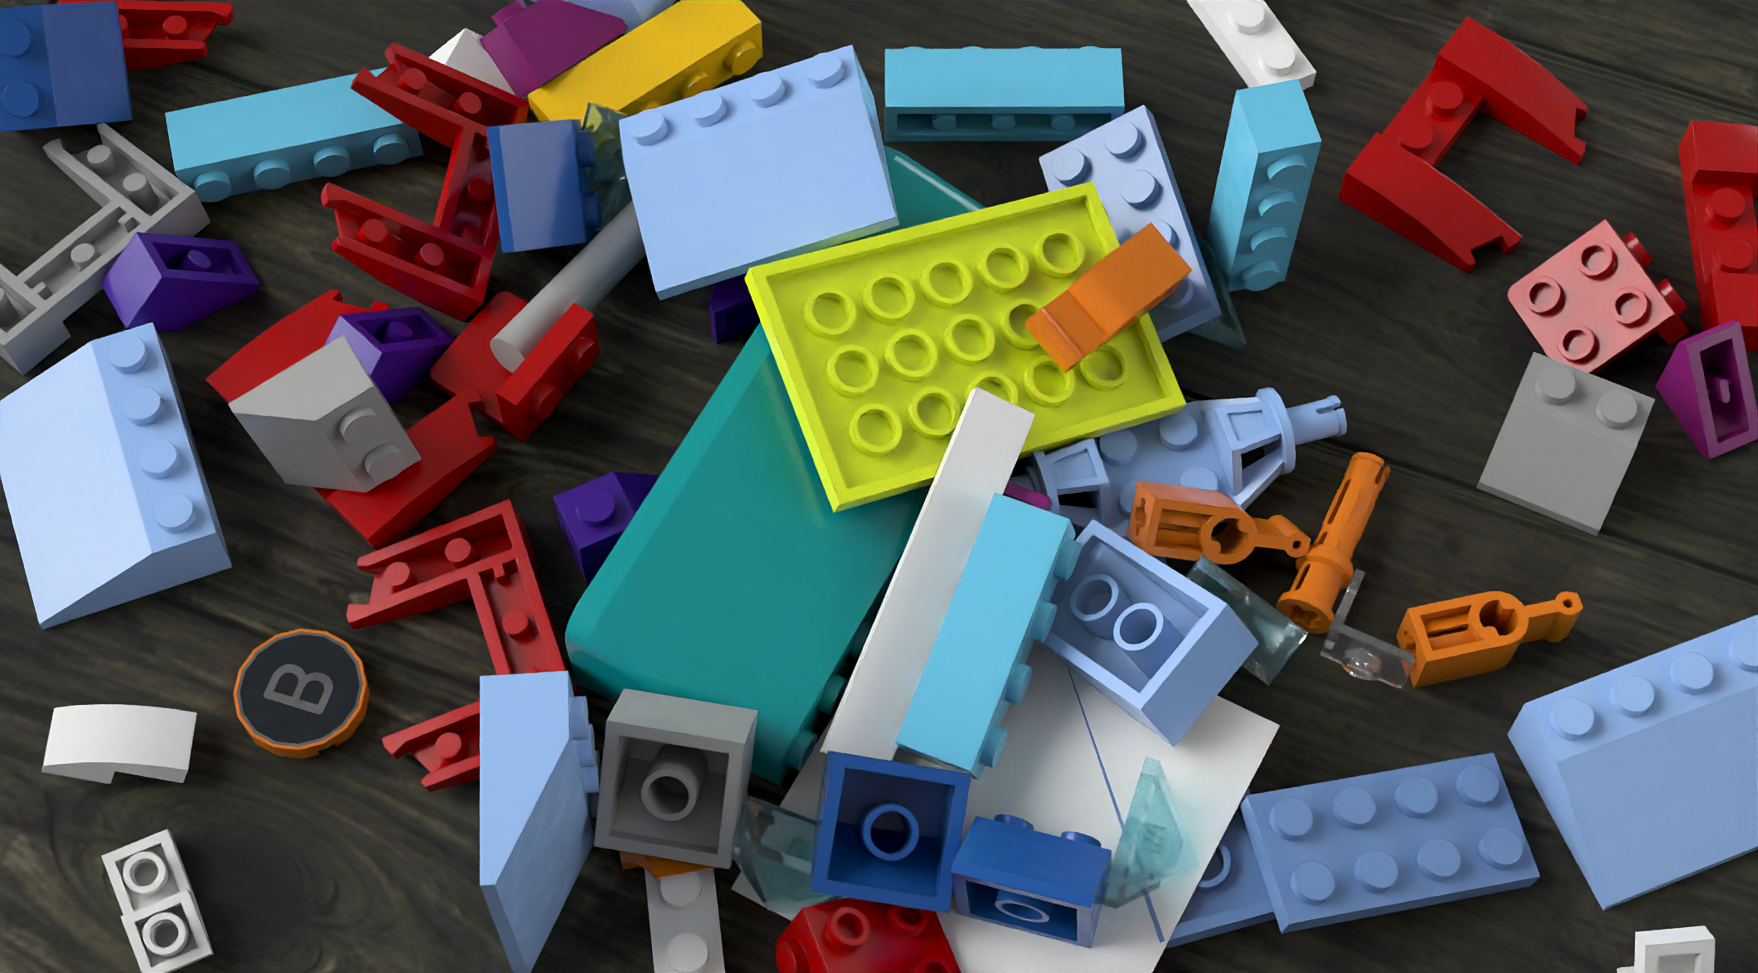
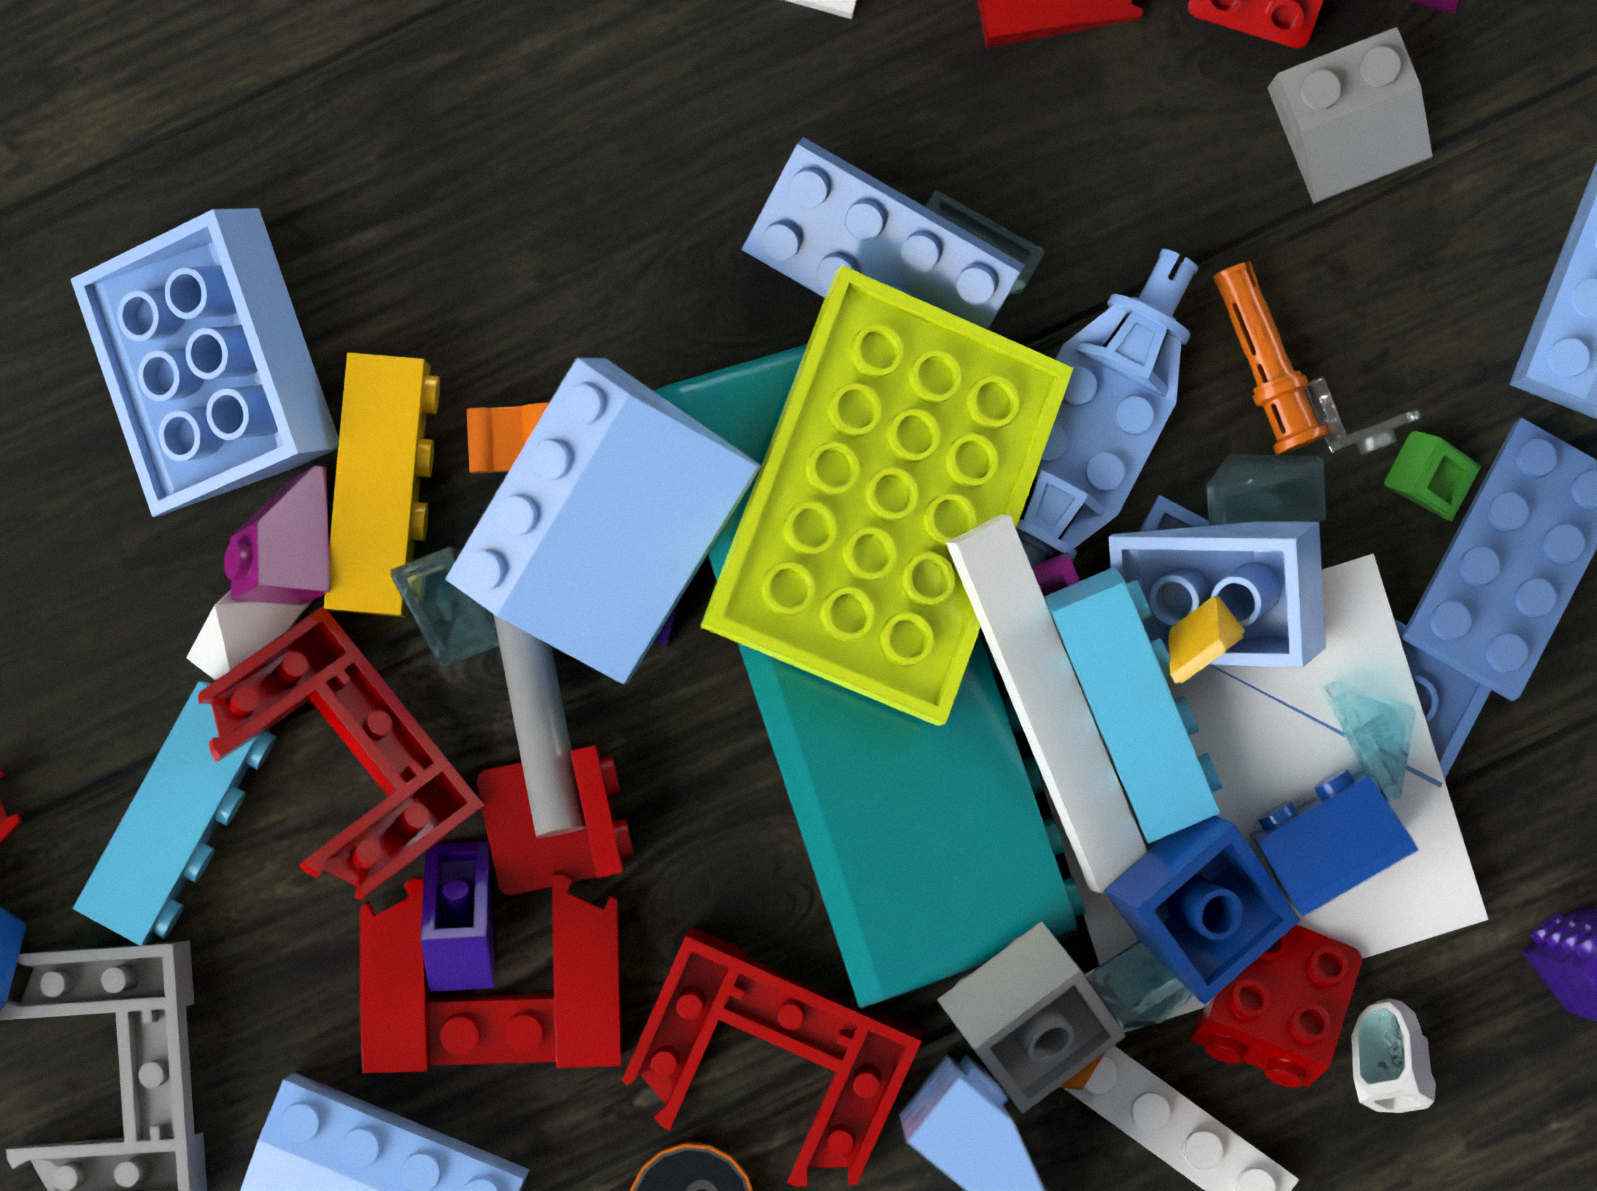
camera: 50 degrees left, 25 degrees up
(177, 280) = (240, 1016): dark purple slope -> none
(326, 423) = (523, 1020): light grey slope -> none
(543, 184) = (433, 677): blue slope -> none
(598, 514) = (768, 860): dark purple slope -> none
(1000, 93) = (660, 222): medium azure brick -> none
(1085, 634) = (1202, 638): none -> yellow slope
(1108, 298) = (958, 359): orange piece -> none
(1181, 523) = (1181, 447): orange piece -> none
(1262, 184) = (979, 149): medium azure brick -> none
(1384, 734) = (1432, 474): none -> bright green slope
(1479, 632) = (1416, 339): orange piece -> none

